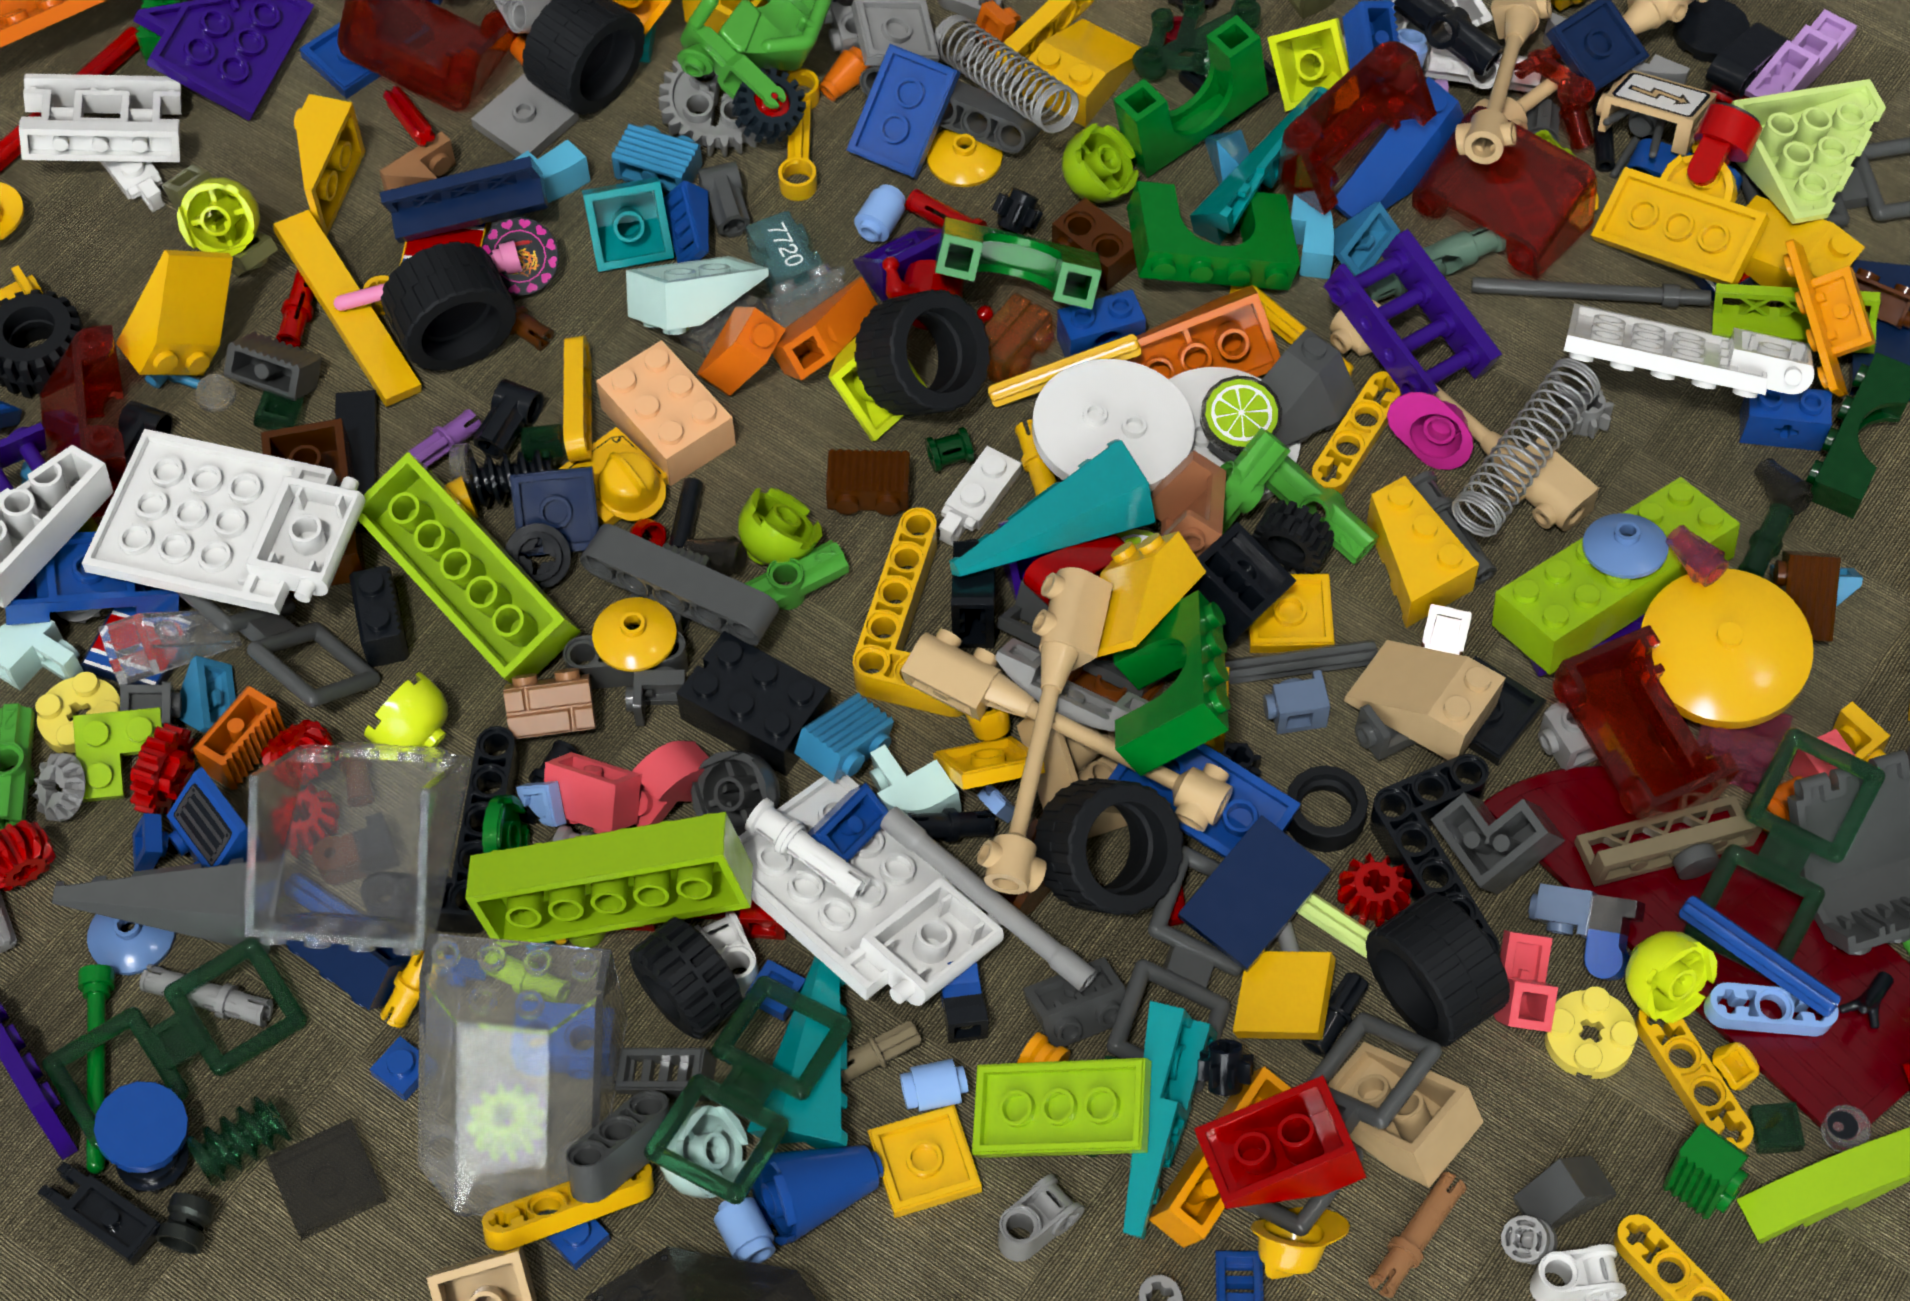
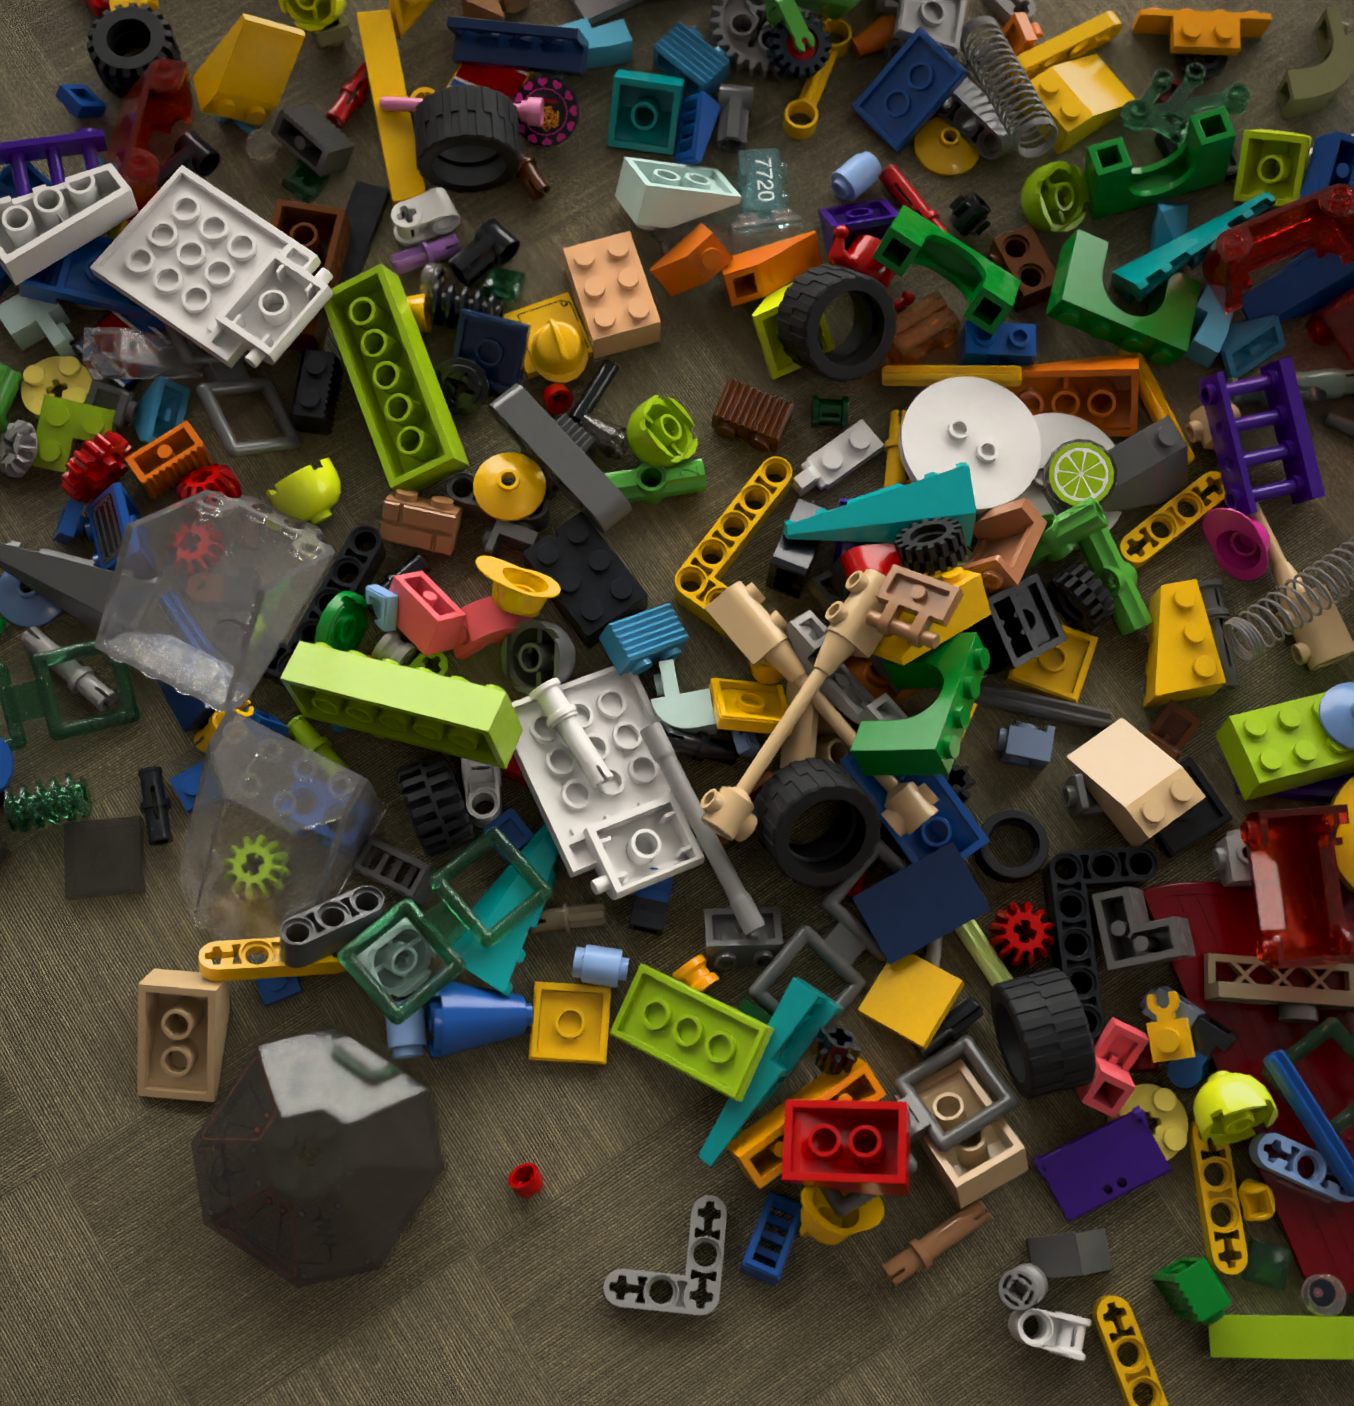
camera: 15 degrees right, 15 degrees up
(364, 1102) = (152, 781): none -> black pin
(429, 400) = (427, 214): none -> white piece
(577, 399) = (544, 257): yellow beam -> none
(689, 729) = (516, 588): none -> yellow piece
(850, 822) = (617, 718): blue slope -> none
(1043, 1213) = (641, 1109): light grey piece -> none
(1115, 527) = (931, 545): none -> black tyre
(1123, 571) = (920, 596): none -> medium nougat plate
(1546, 1098) = (1102, 1164): none -> dark purple door
(1560, 971) = (1144, 1062): none -> dark red hinge
(1571, 923) = (1168, 1036): none -> yellow plate

